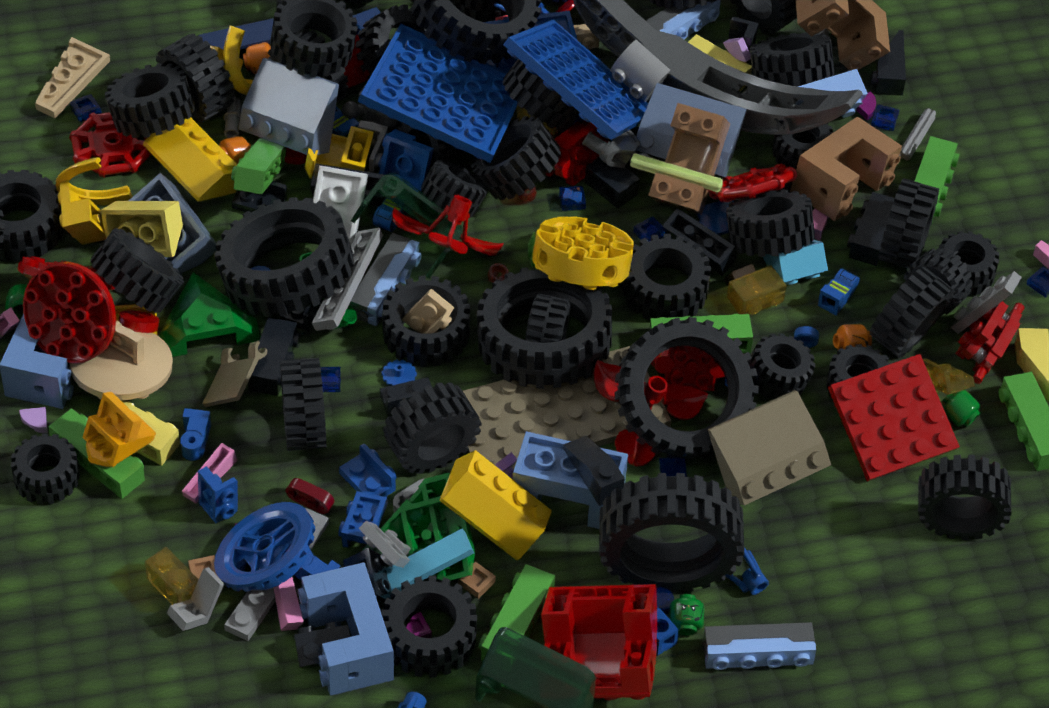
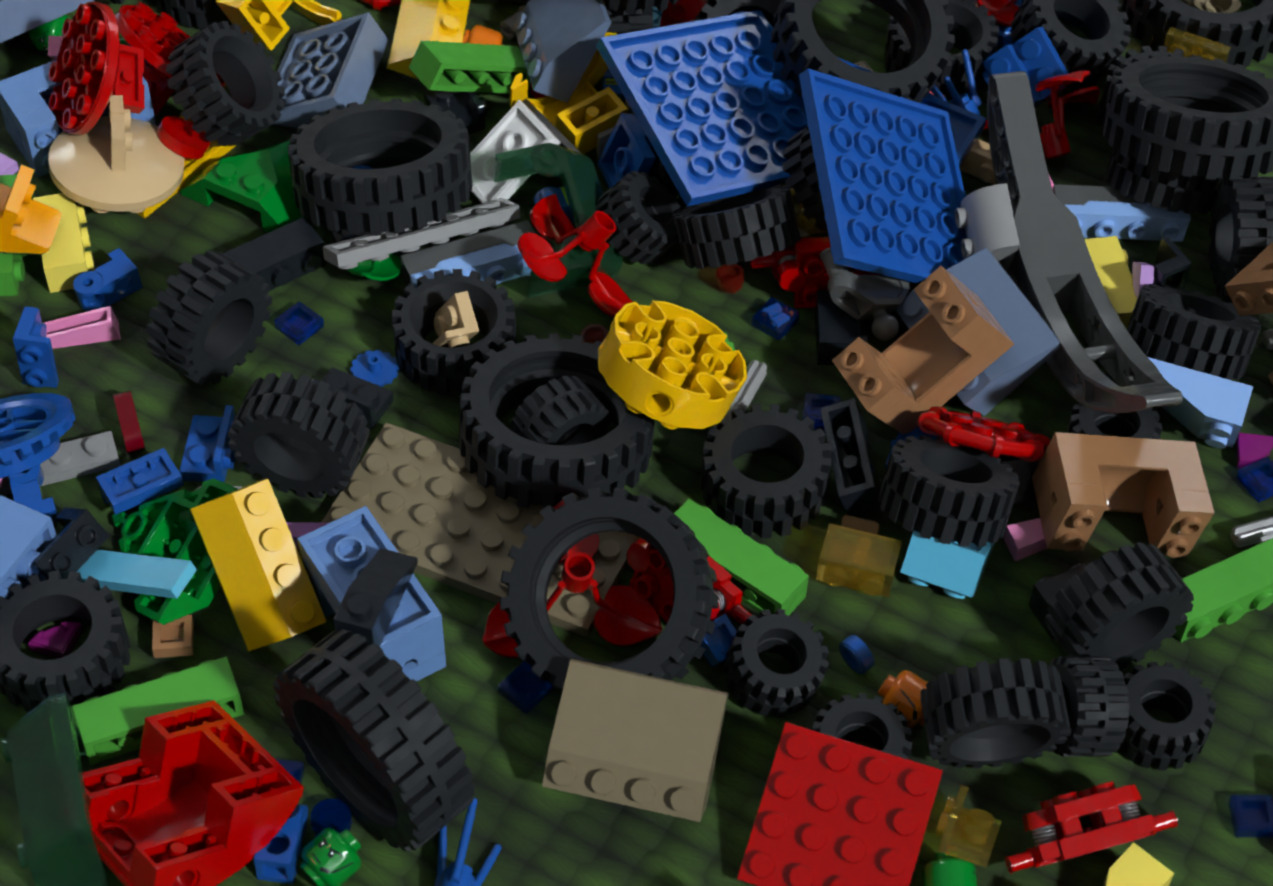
camera: 45 degrees right, 0 degrees up
(152, 221) = (300, 51): light yellow slope -> none
(233, 375) = (220, 243): dark tan flag -> none
(392, 549) = (105, 522): light grey plate -> none
(656, 166) = (896, 359): yellowish green axle -> none
(839, 290) = (961, 631): blue leg -> none
(988, 299) = (1107, 769): light grey plate -> none

